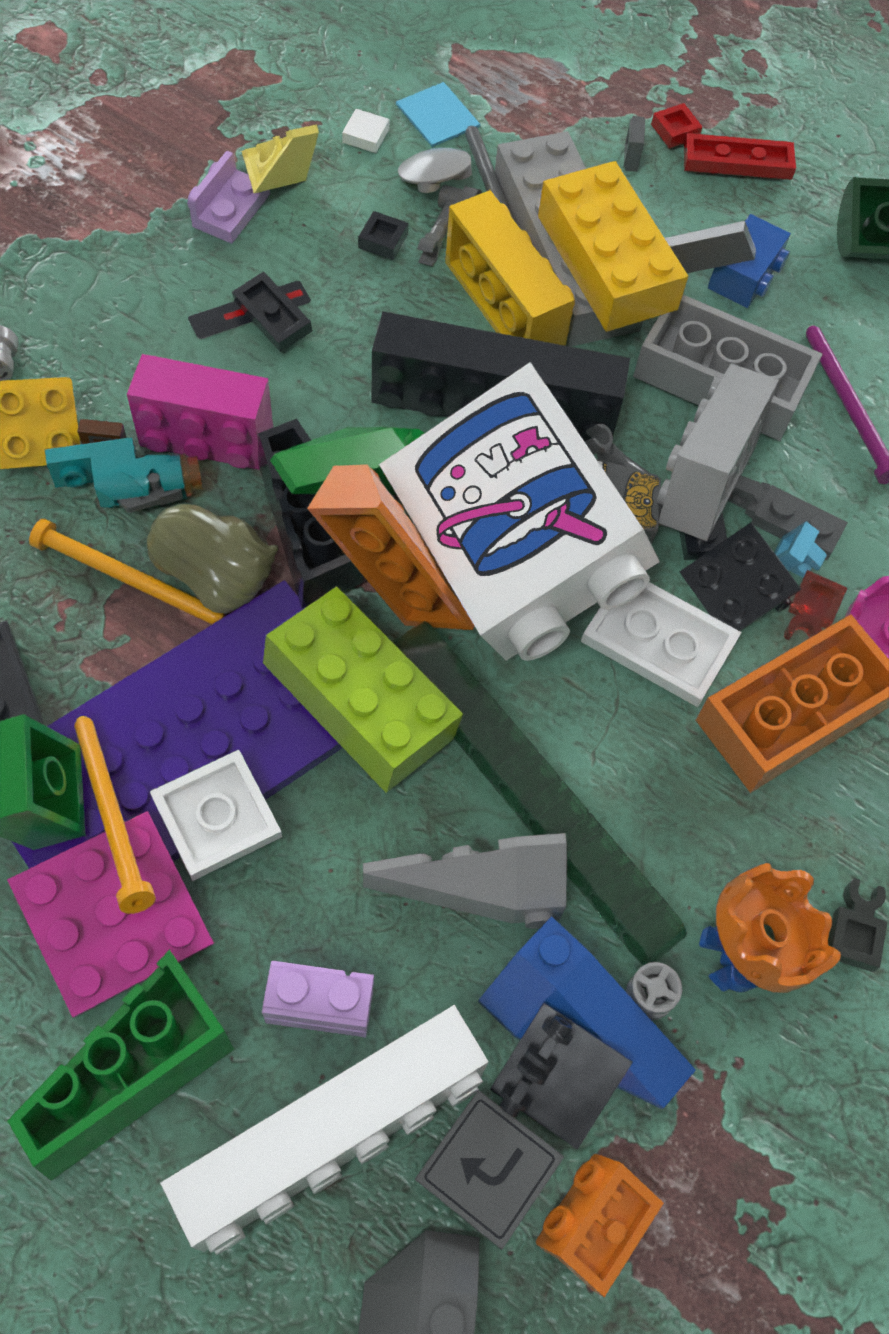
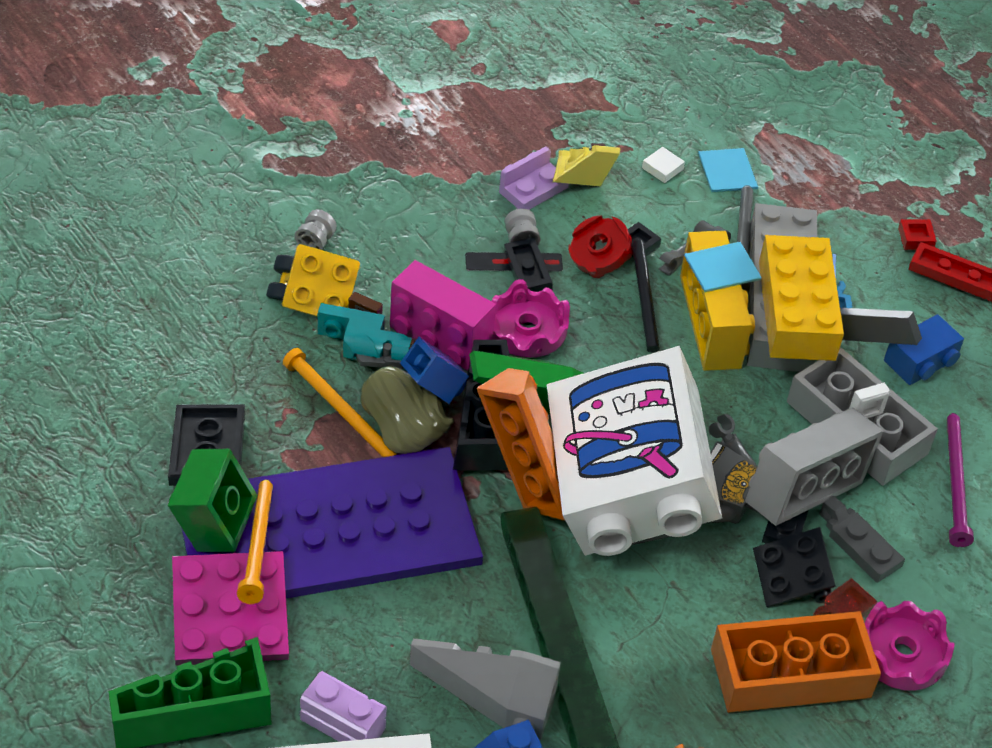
camera: 25 degrees right, 15 degrees down
(216, 814) = (328, 572): white plate -> none
(226, 490) = (434, 370): none -> blue brick
(241, 261) = (521, 225): none -> light grey wheel
(309, 360) = (542, 309): none -> dark pink plate
(359, 270) = (604, 260): none -> red plate
(361, 688) = (467, 530): lime brick -> none
(410, 278) = (645, 296): none -> black bar
(434, 167) = (704, 205): light grey dish -> none
(447, 366) = (620, 331): black brick -> none
(508, 237) = (722, 266): none -> medium azure window
(634, 143) = (873, 237): dark grey tile -> none
(664, 641) = (711, 581): white plate -> none
(746, 347) = (871, 400): none -> white tile
(799, 551) = (852, 564): medium azure tile -> none

